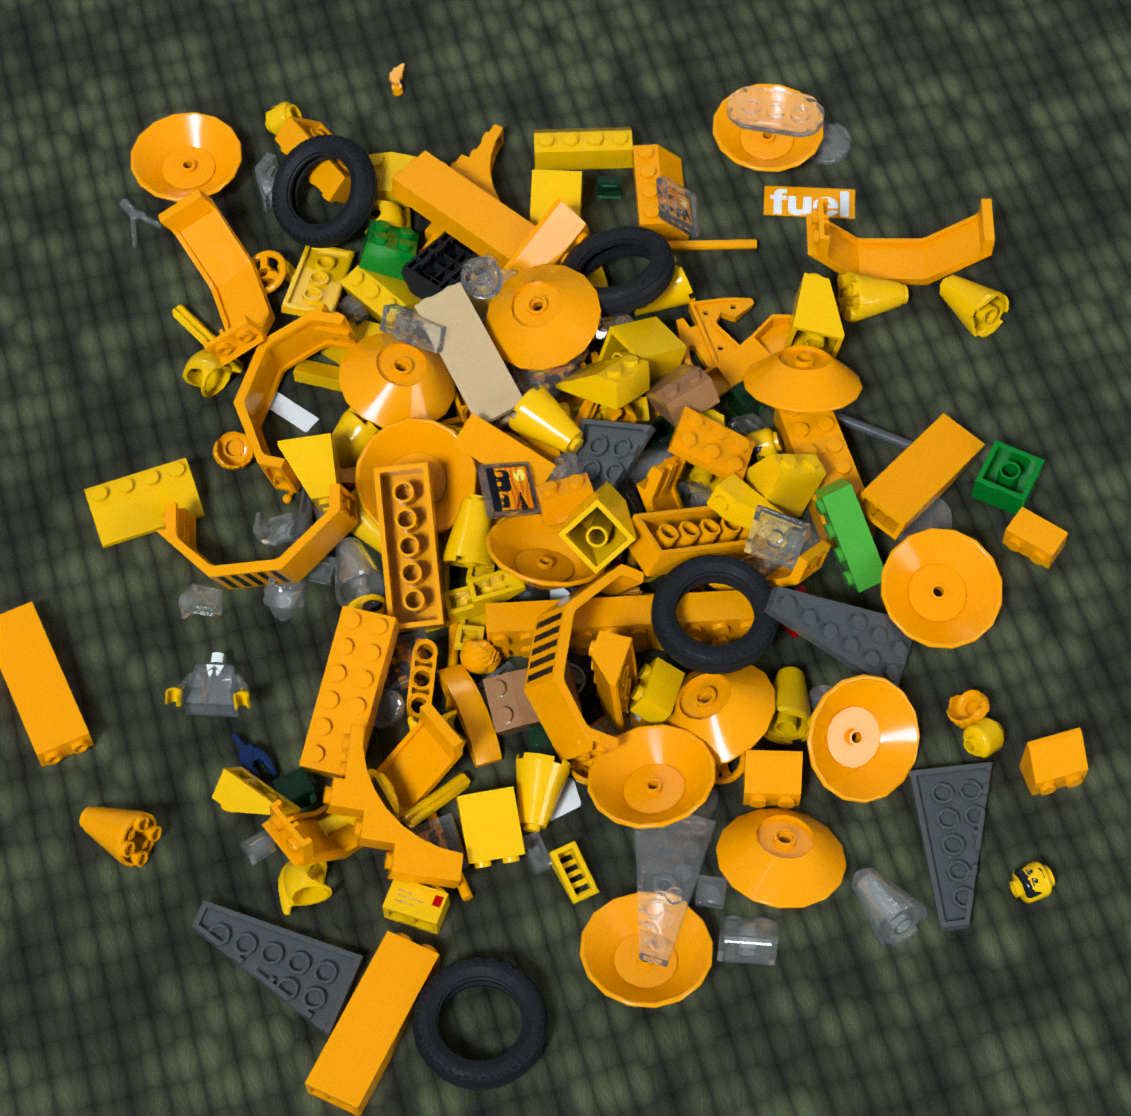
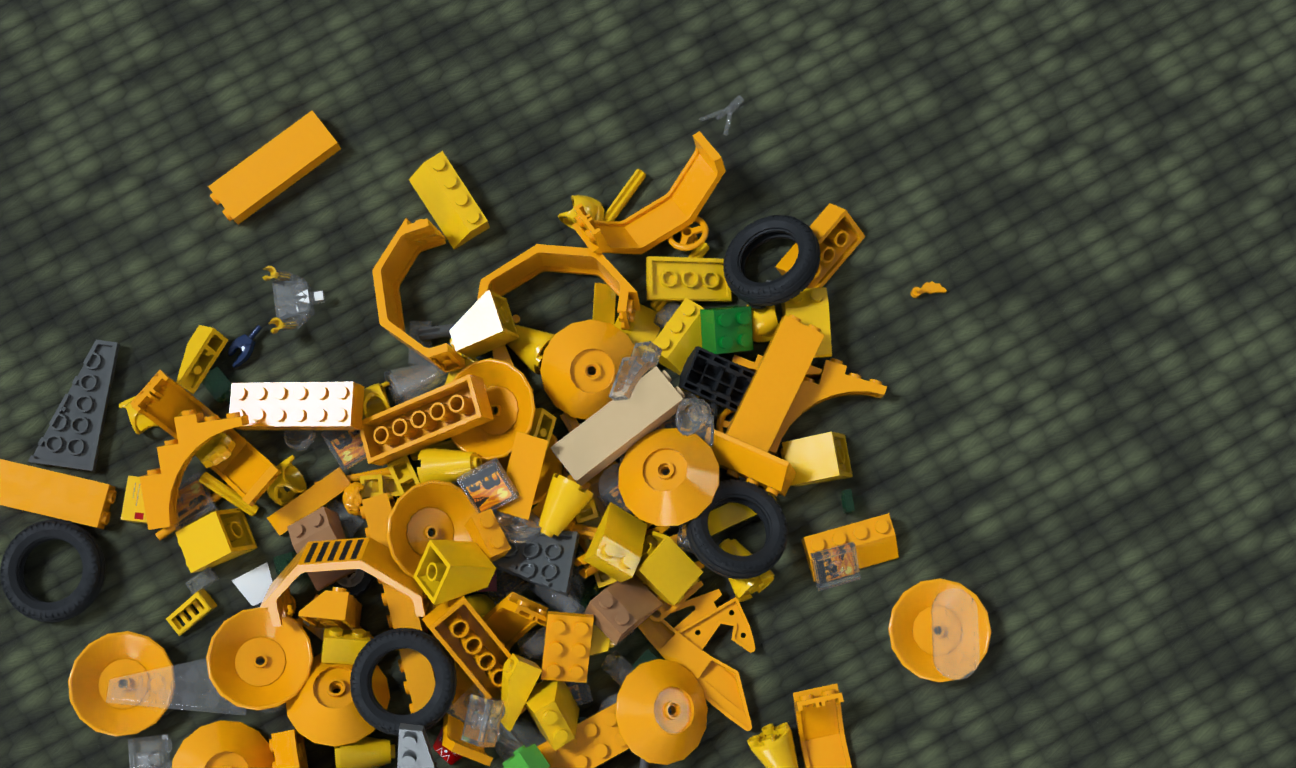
camera: 75 degrees right, 20 degrees up
(122, 832) = (158, 266): light orange cone -> none
(185, 155) = (792, 116): light orange dish -> none
(201, 601) = (365, 266): clear bracket -> none
(233, 451) = (507, 251): light orange hair -> none
(258, 847) = (170, 367): clear slope -> none
(265, 176) = (796, 206): clear slope -> none
(275, 529) = (445, 307): clear bracket -> none
(278, 114) = (854, 202): yellow head -> none
(284, 599) = (379, 336): clear helmet -> none
(292, 412) = (564, 292): white sticker -> none
(421, 667) = (316, 458): light orange beam -> none
(538, 788) = (249, 571): yellow cone -> none
(583, 148) = (890, 467): yellow slope -> none
(711, 892) = (190, 722): clear plate -> none
(713, 244) = (809, 600): light orange bar -> none
(766, 443) = (603, 688): yellow head -> none
(801, 200) = (879, 681): sticker -> none
(815, 316) = (730, 708): yellow slope -> none
(833, 146) = (948, 693): clear tile -> none

